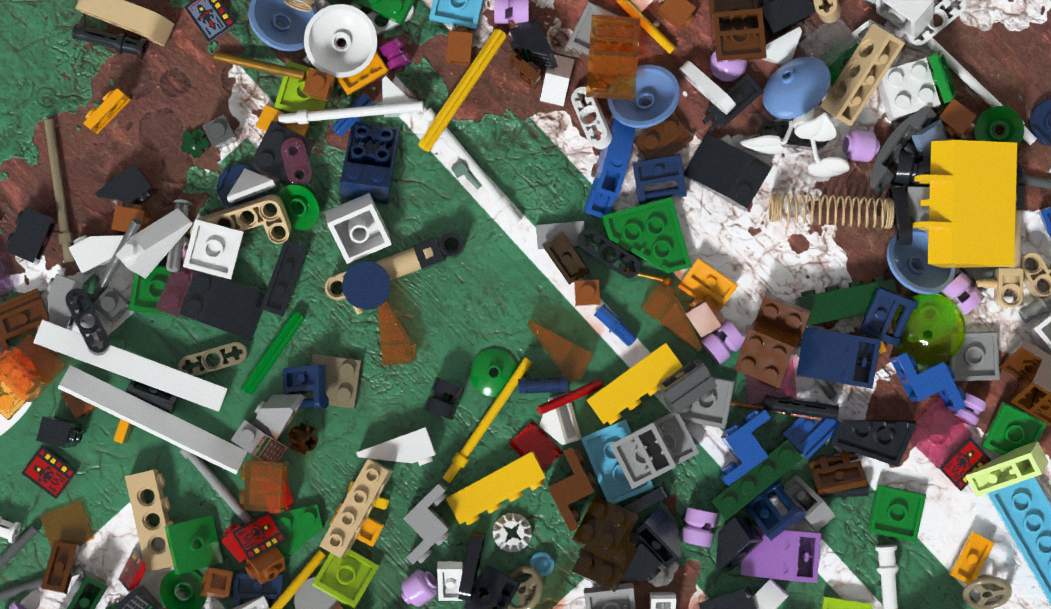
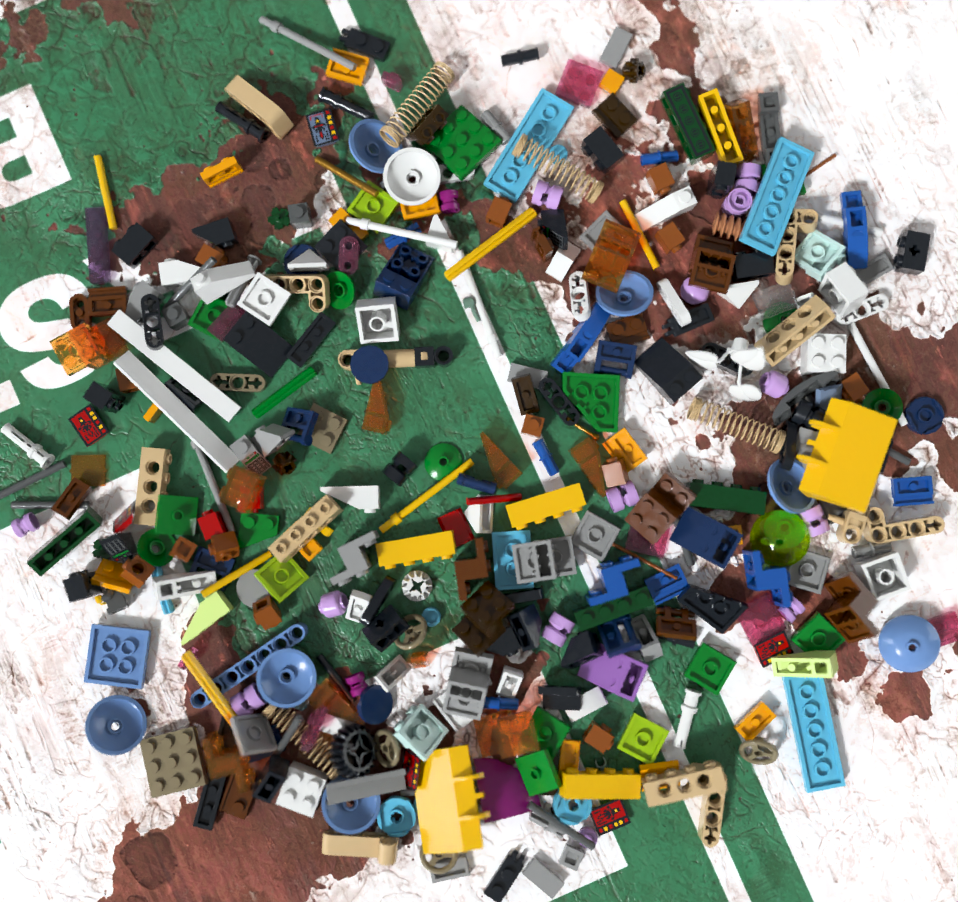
camera: 15 degrees right, 0 degrees up
(65, 237) = (160, 254): dark tan bar -> none
(258, 536) = (225, 525): piece -> none
(319, 85) = (384, 204): dark orange brick -> none
(687, 386) = (584, 521): dark grey brick -> none
(796, 87) = (741, 324): medium blue dish -> none
(801, 407) = (657, 561): black pin -> none
(882, 312) = (749, 514): dark blue plate -> none
(942, 76) = (853, 352): green plate -> none

